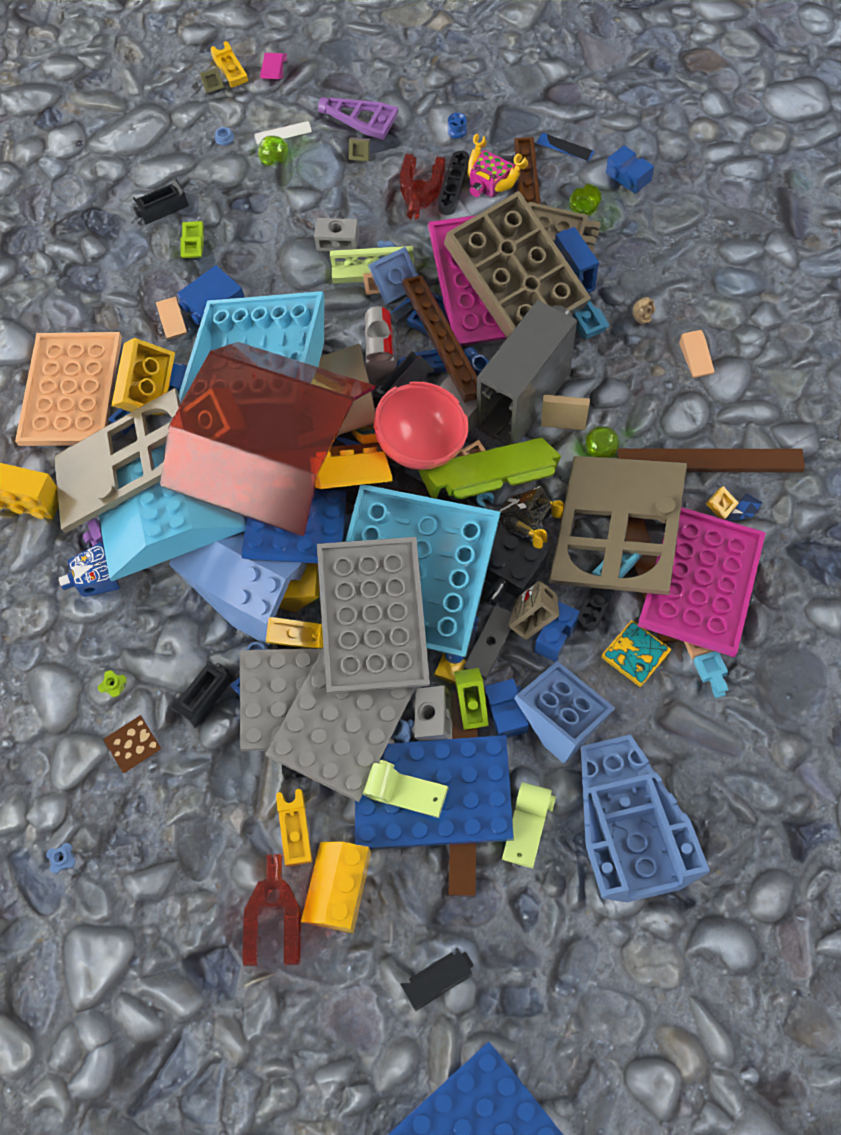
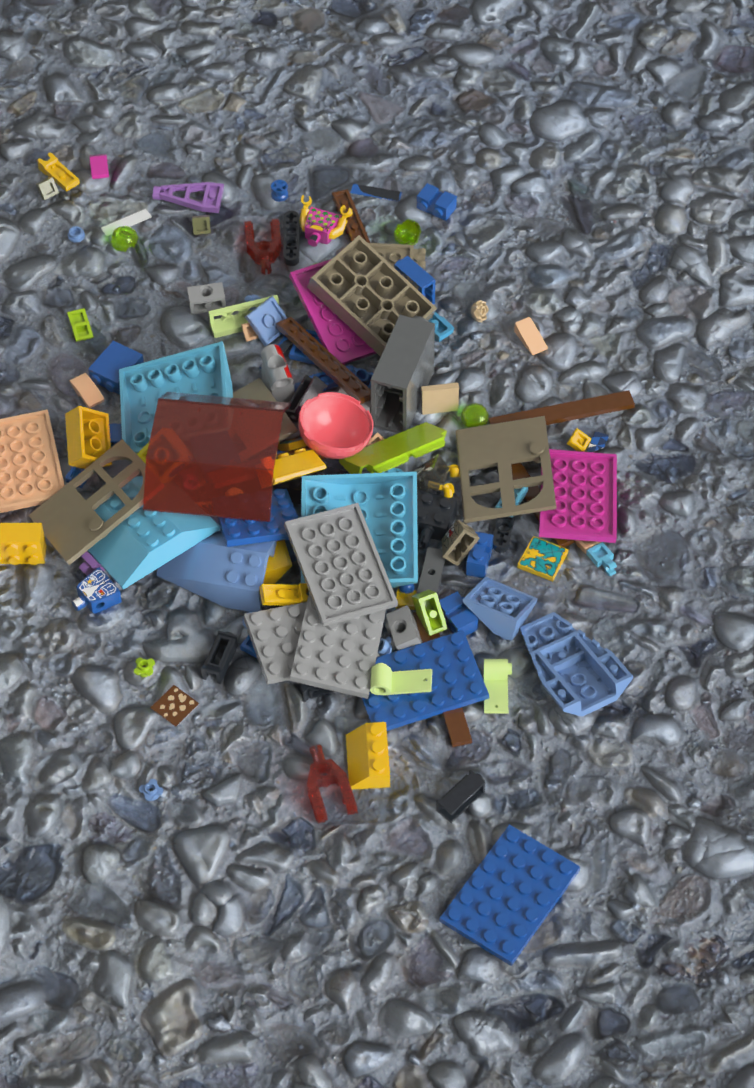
camera: 20 degrees left, 10 degrees down
(160, 203) = (41, 299): black window -> none
(294, 829) = (323, 729): yellow plate -> none

